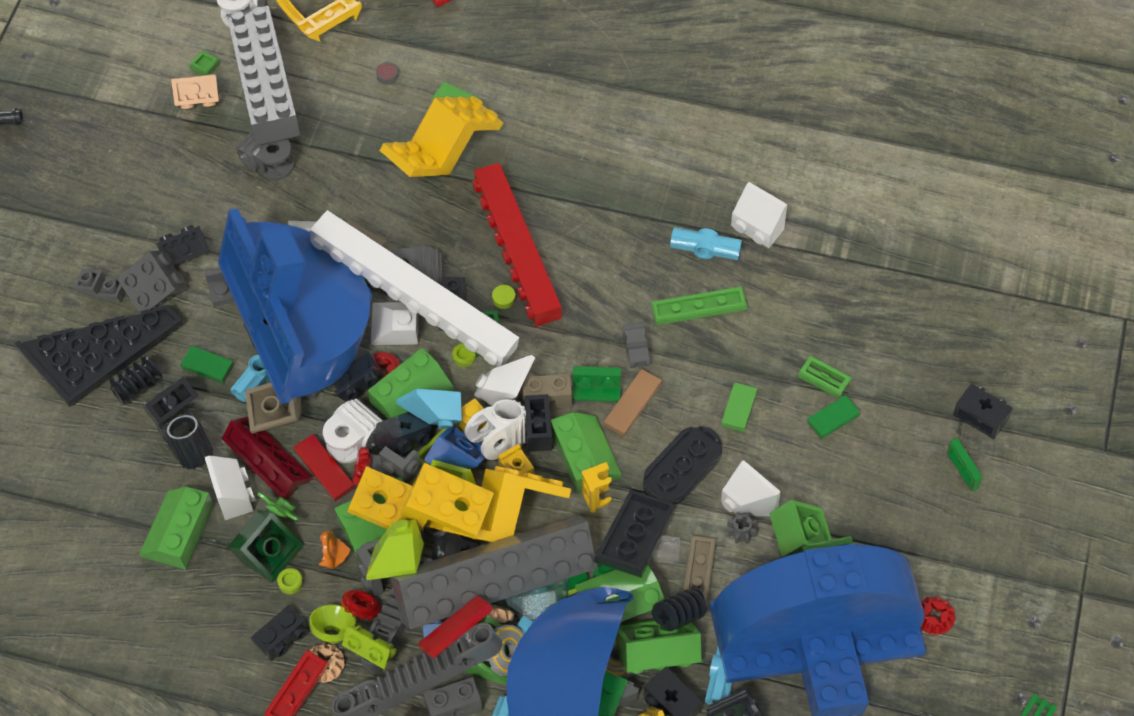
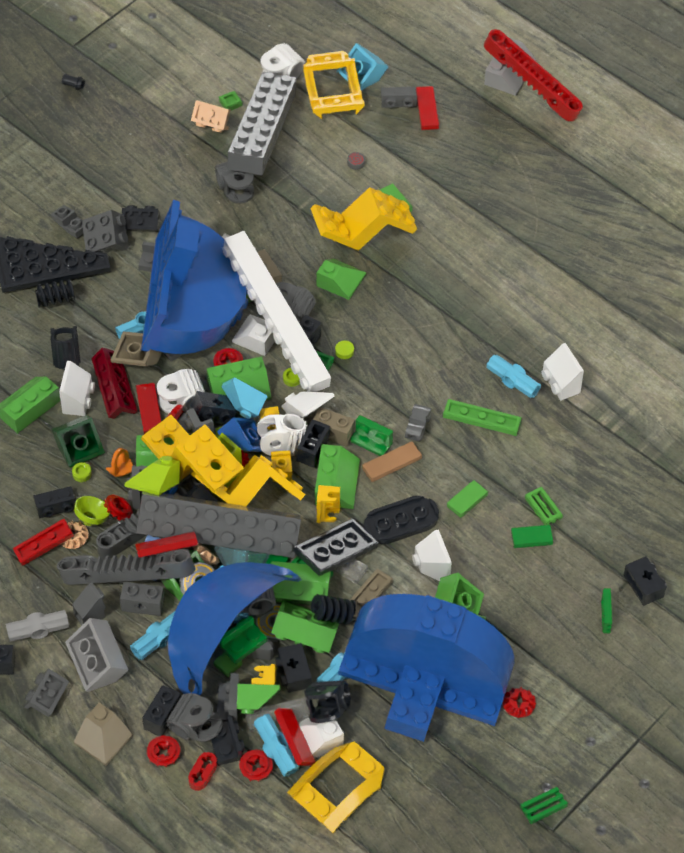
camera: 25 degrees right, 5 degrees down
(170, 401) = (69, 316): black brick -> none
(207, 364) = (110, 305): green tile -> none
(280, 507) = (103, 420): bright green plate -> none
(361, 375) = (210, 357): black bracket -> none
(362, 643) = (102, 530): lime hinge -> none
(449, 216) = (339, 278): none -> bright green slope
(517, 245) = (375, 318): red brick -> none
(744, 534) = (415, 579): dark grey gear -> none

